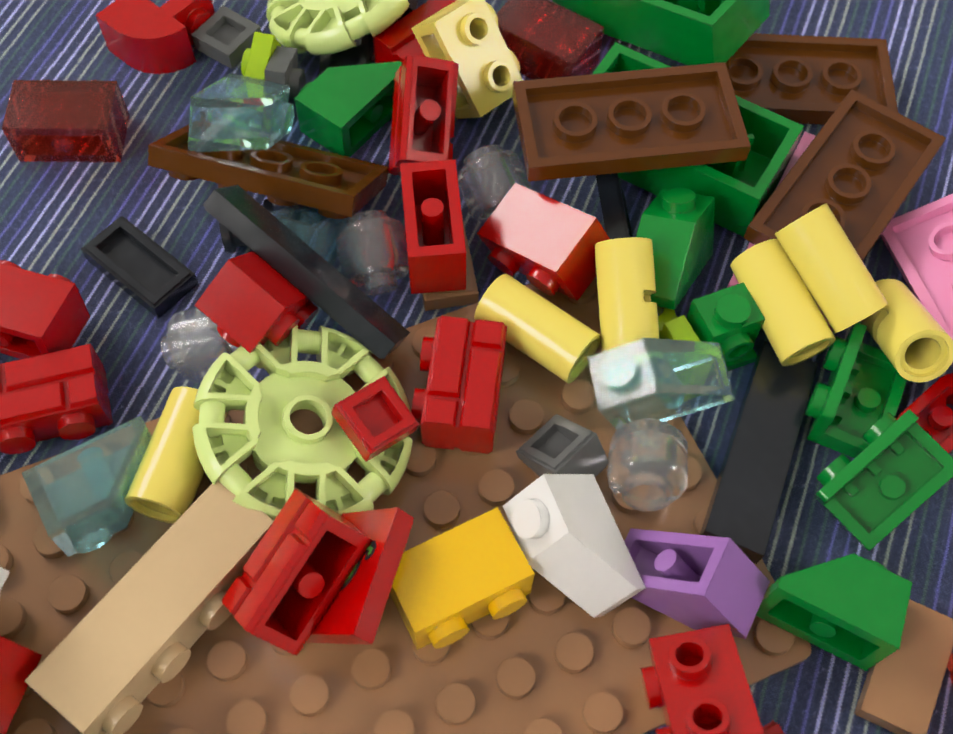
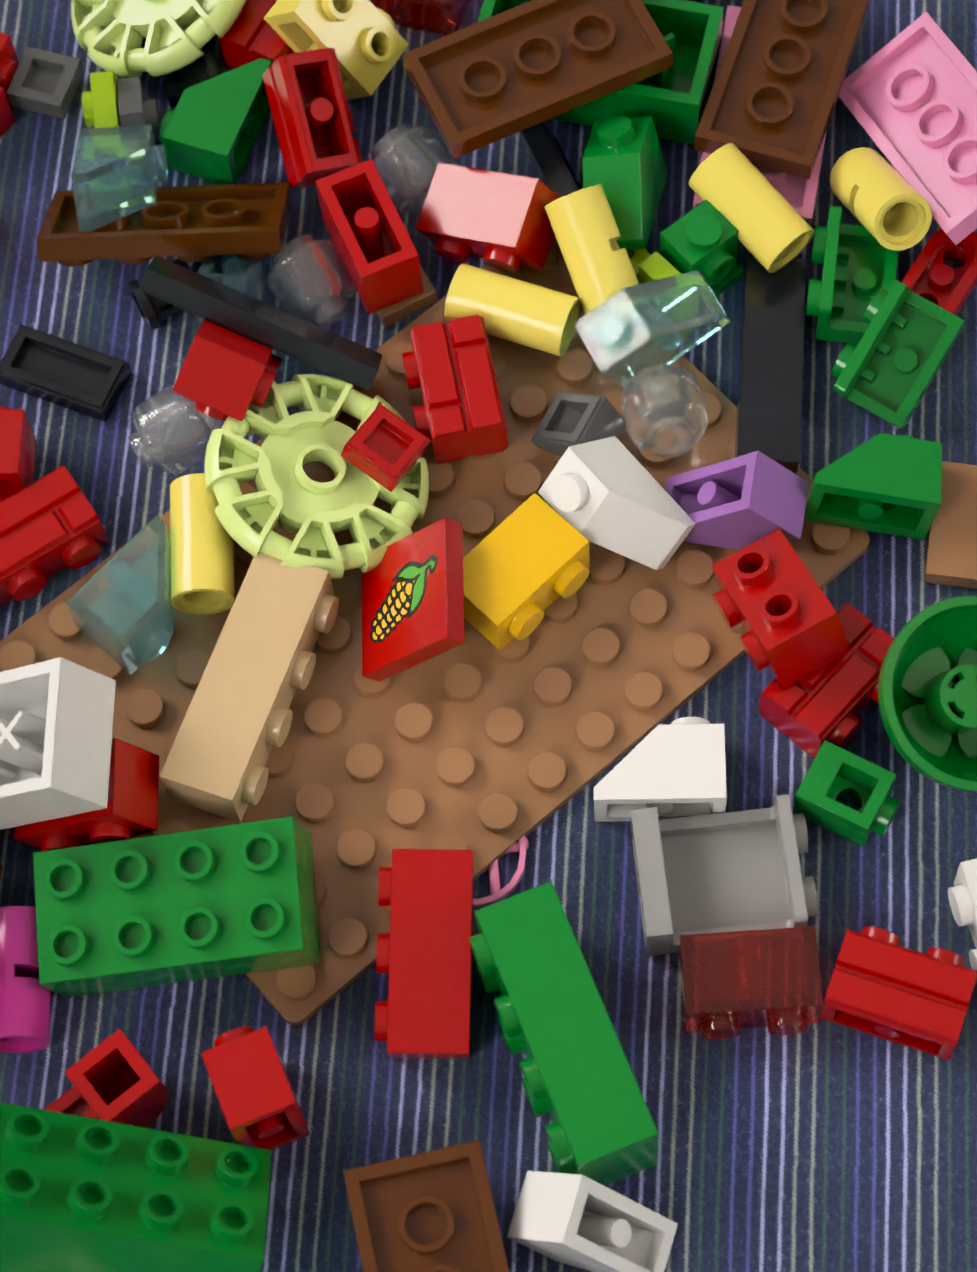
camera: 10 degrees left, 5 degrees up
(295, 573) = (368, 605): red brick -> none
(831, 268) = (788, 159): light yellow pin -> none

